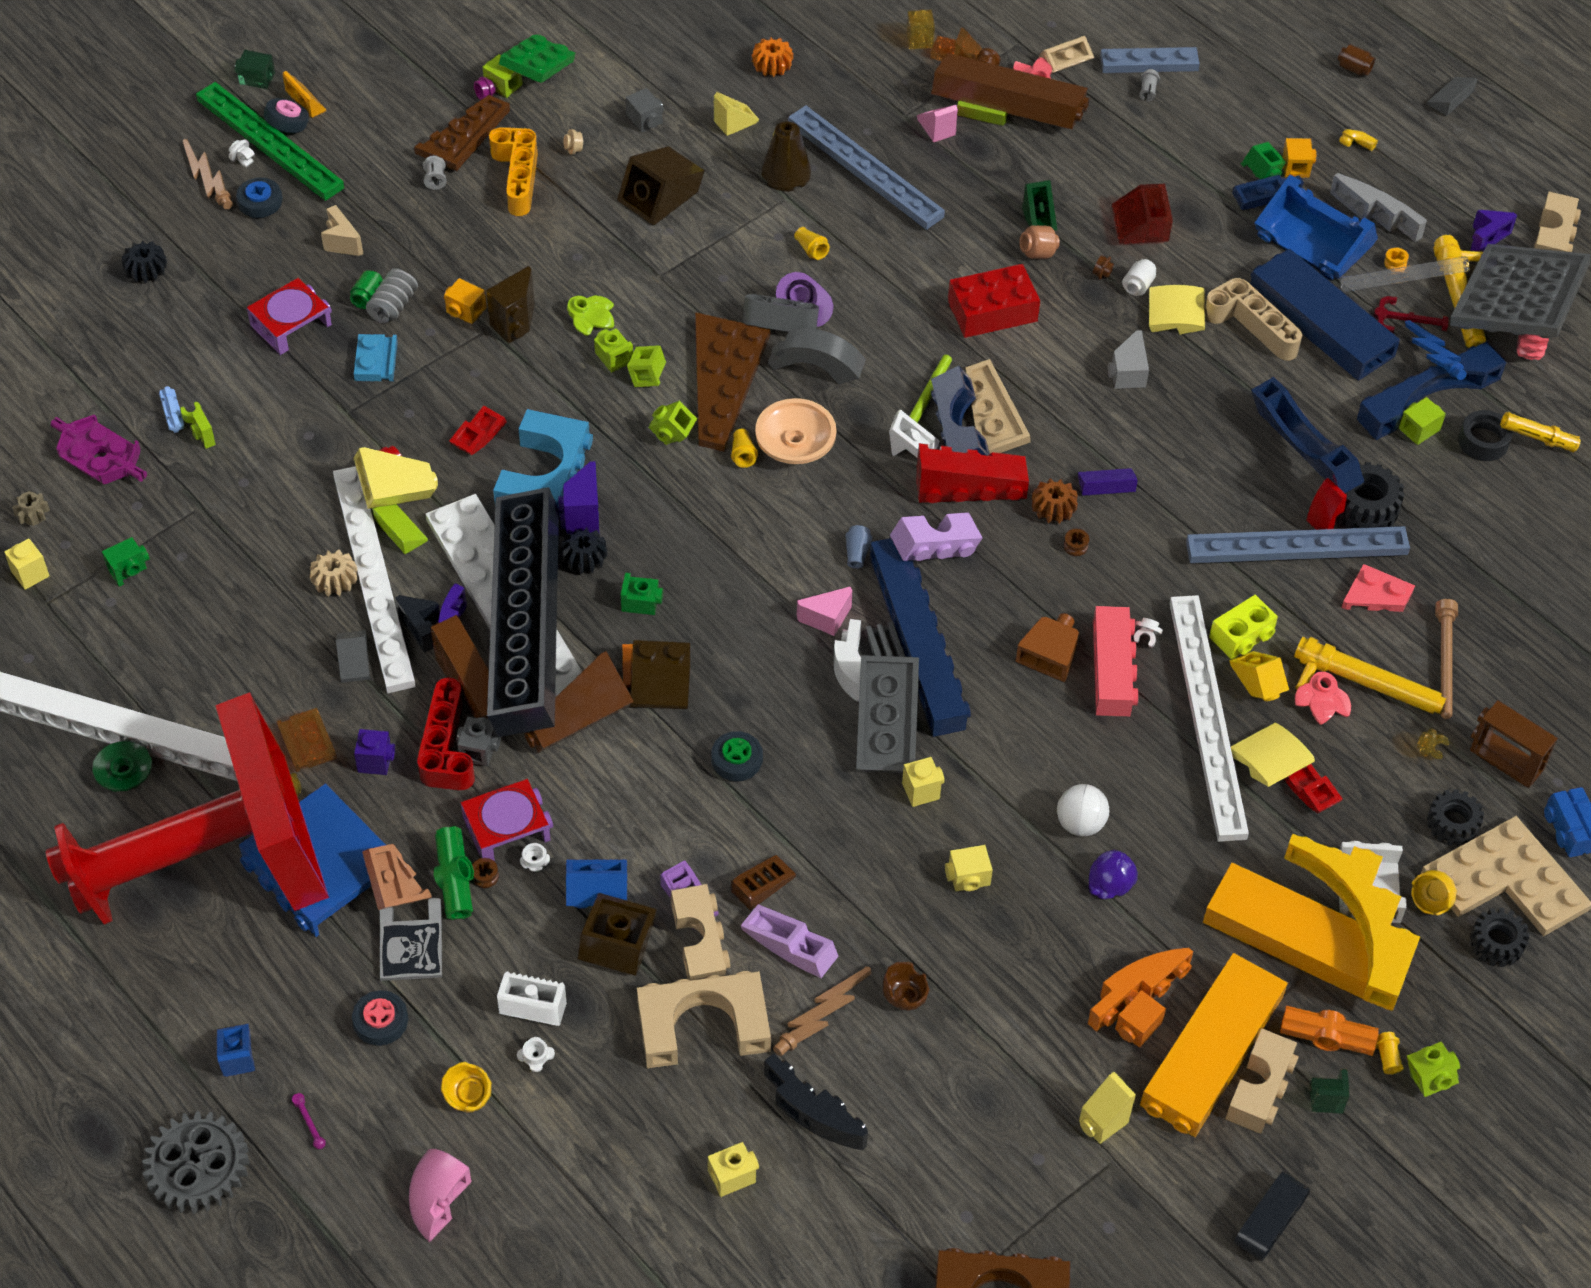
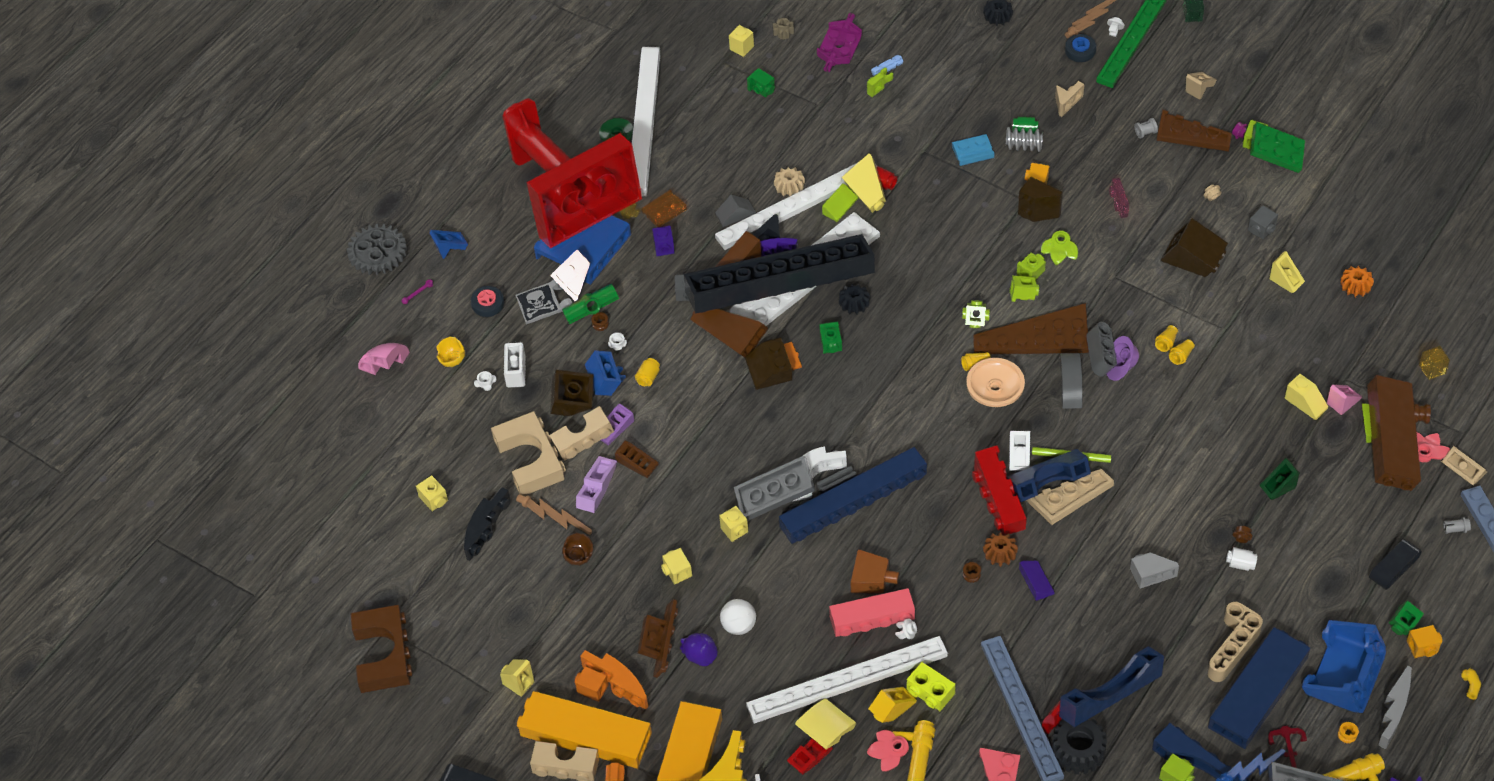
camera: 80 degrees right, 0 degrees up
(286, 115) = (1158, 36): black wheel -> none
(287, 311) = (986, 92): medium lavender panel -> none
(302, 95) = (1184, 39): light orange slope -> none
(391, 101) = (1197, 83): none -> tan slope
(444, 732) = (667, 269): red beam -> none
(479, 432) = (931, 219): red slope -> none
(505, 817) = (637, 318): panel -> none
(519, 149) = (1171, 172): light orange beam -> none
(539, 229) = (1120, 201): none -> clear pink plate
(553, 434) = (937, 268): dark azure arch -> none
(580, 501) = (886, 284): dark purple slope -> none
(611, 828) = (647, 372): none -> yellow brick
(737, 745) = (722, 415): black wheel -> none
(786, 159) = (1250, 315): dark brown cone -> none
(786, 251) = (1166, 339): none -> yellow cone
(825, 610) = (855, 442): bright pink slope -> none
(857, 544) = (919, 442): sand blue cone -> none
(867, 168) = (1273, 365): sand blue plate -> none
(919, 541) = (919, 471): lavender arch -> none
(923, 152) = (1306, 397): none -> light yellow slope
(962, 46) = (1429, 392): clear orange slope -> none
(993, 300) = (1173, 471): red brick -> none
(1039, 242) = (1246, 487): nougat head -> none
(1085, 916) = (656, 637): none -> reddish brown bracket
(1143, 215) = (1305, 548): clear red slope -> none
(1177, 308) = (1221, 589): light yellow slope -> none
(1186, 149) = (1395, 564): none -> black beam
(1259, 191) = (1368, 615): dark blue hinge -> none
(1404, 274) = (1326, 736): clear axle -> none

